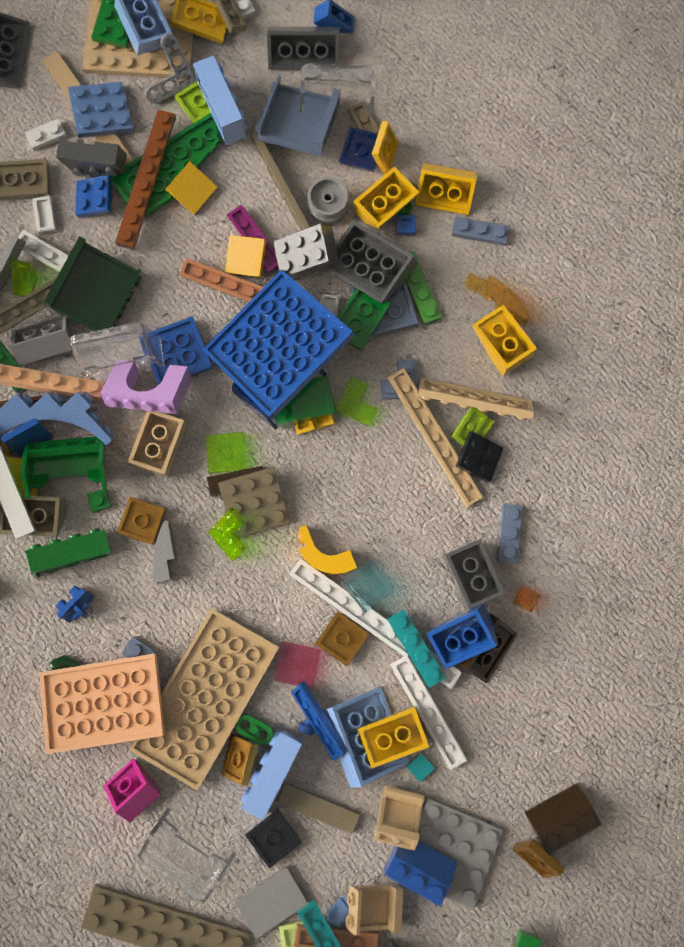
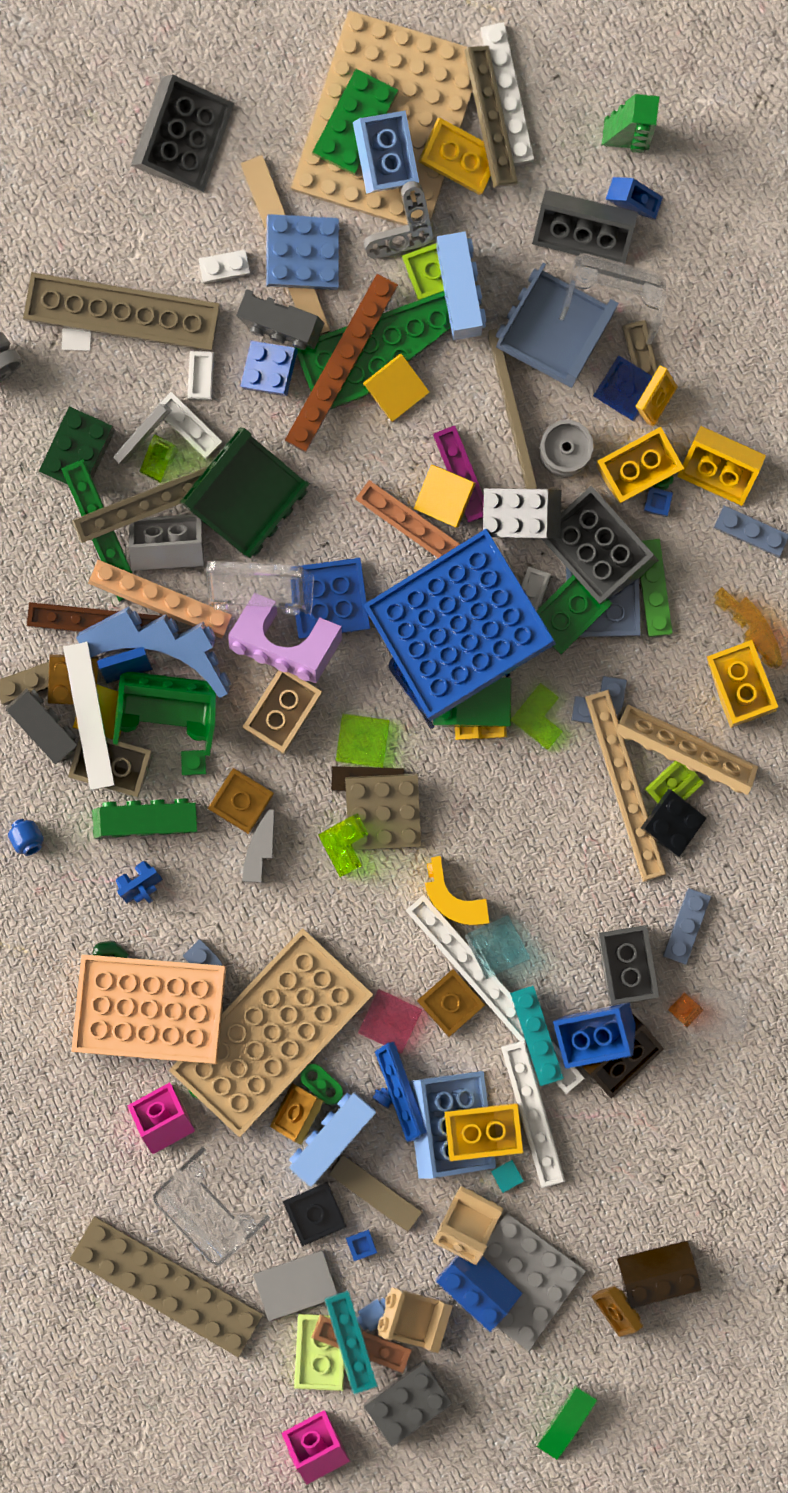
camera: 15 degrees right, 5 degrees up
(317, 854) = (361, 1245): none -> blue plate

